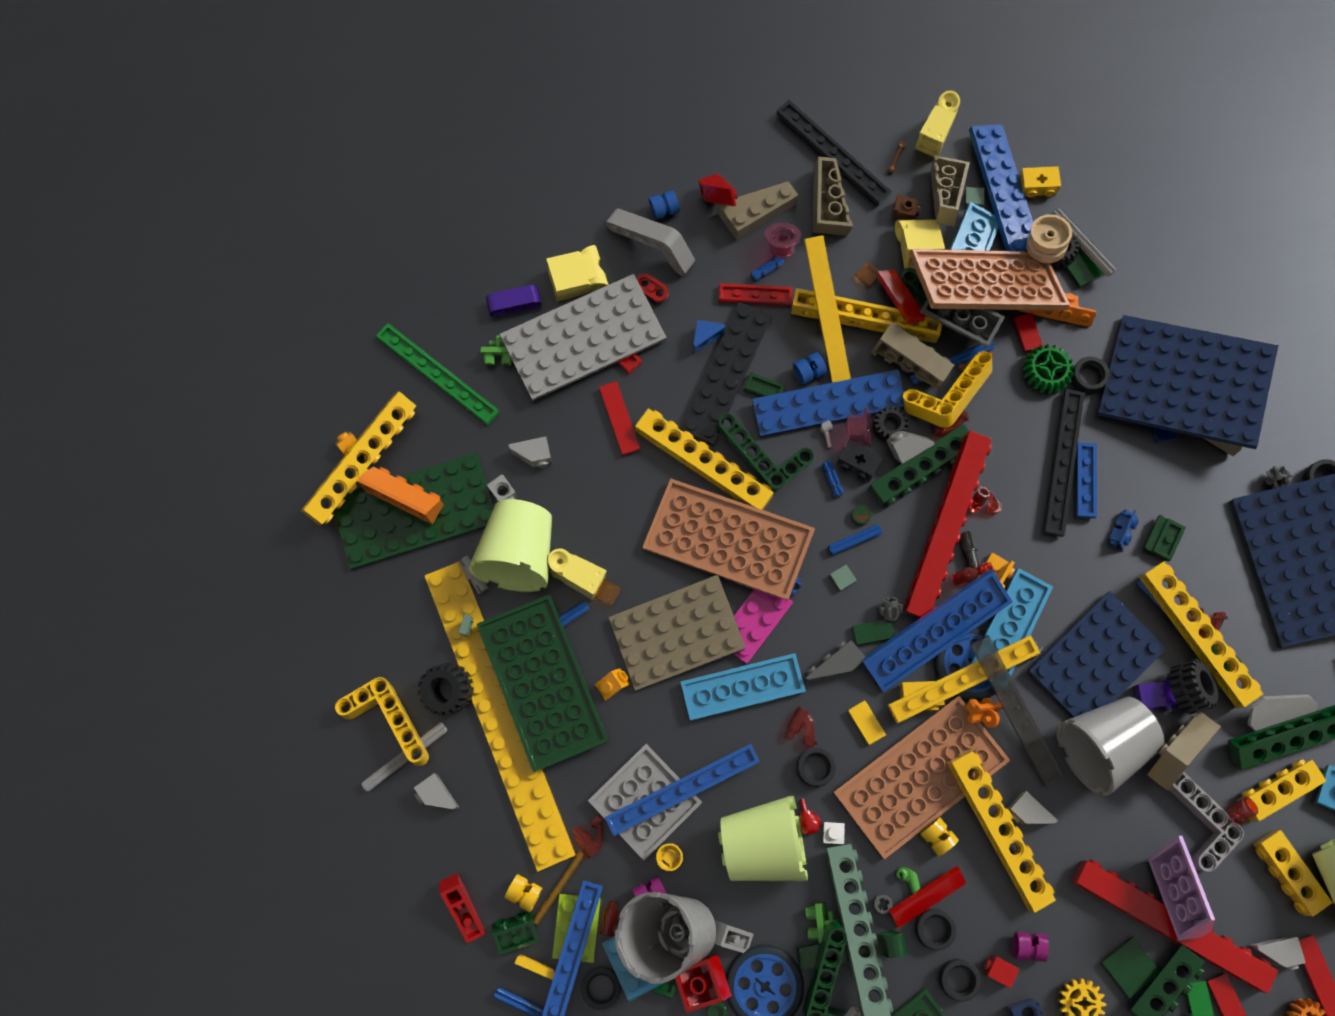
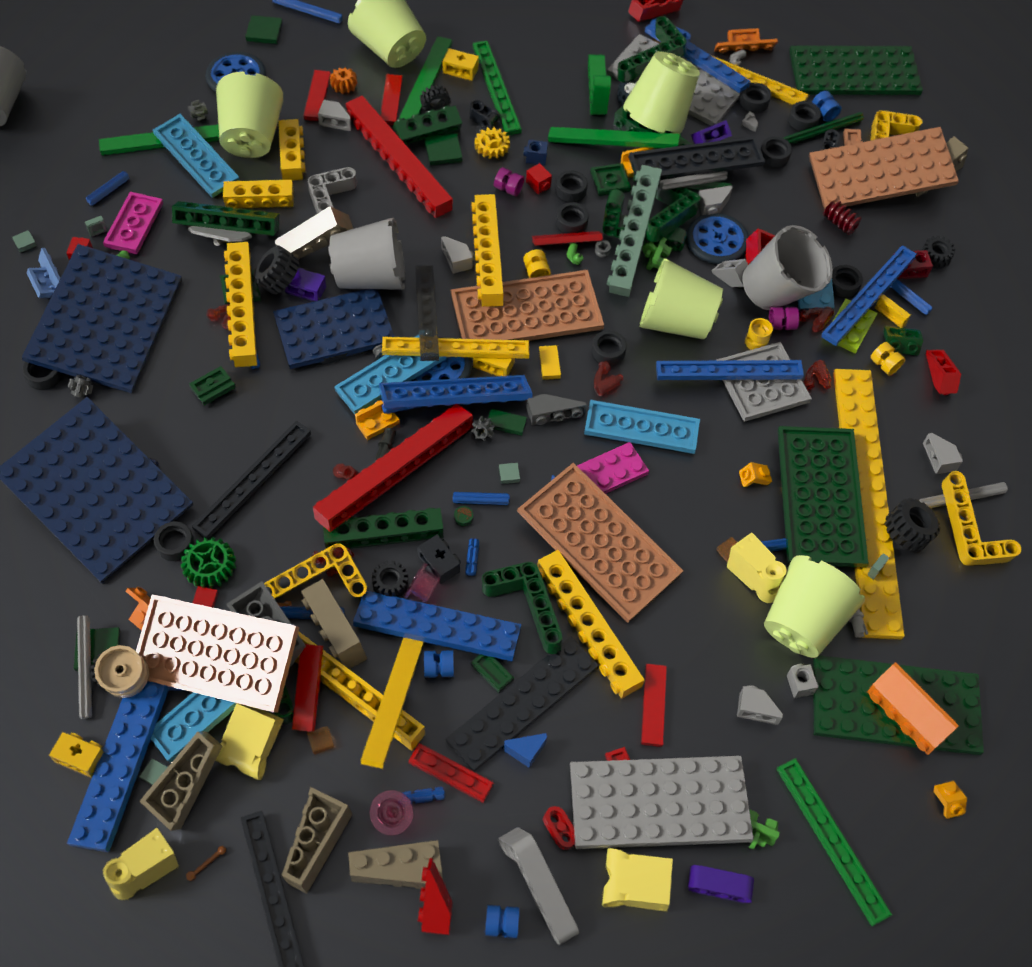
camera: 160 degrees left, 15 degrees down
(313, 507) = (945, 771): yellow brick -> none
(558, 887) = (855, 356): pearl gold bar -> none
(677, 633) = (681, 488): dark tan plate -> none
(808, 821) = (633, 318): red piece -> none
(825, 428) = (453, 604): light grey hand -> none
(833, 833) = (617, 304): white plate -> none
(906, 208) = (240, 798): reddish brown brick -> none
(907, 445) = (386, 546): light grey slope -> none
(969, 573) = (402, 425): clear red plant -> none
(985, 712) = (451, 321): orange hips -> none
(1086, 480) = (244, 456): blue plate -> none
(1127, 522) = (246, 401): blue hinge -> none
(1182, 891) = (383, 158): lavender slope -> none
(1242, 810) = (301, 188): clear red wheel -> none

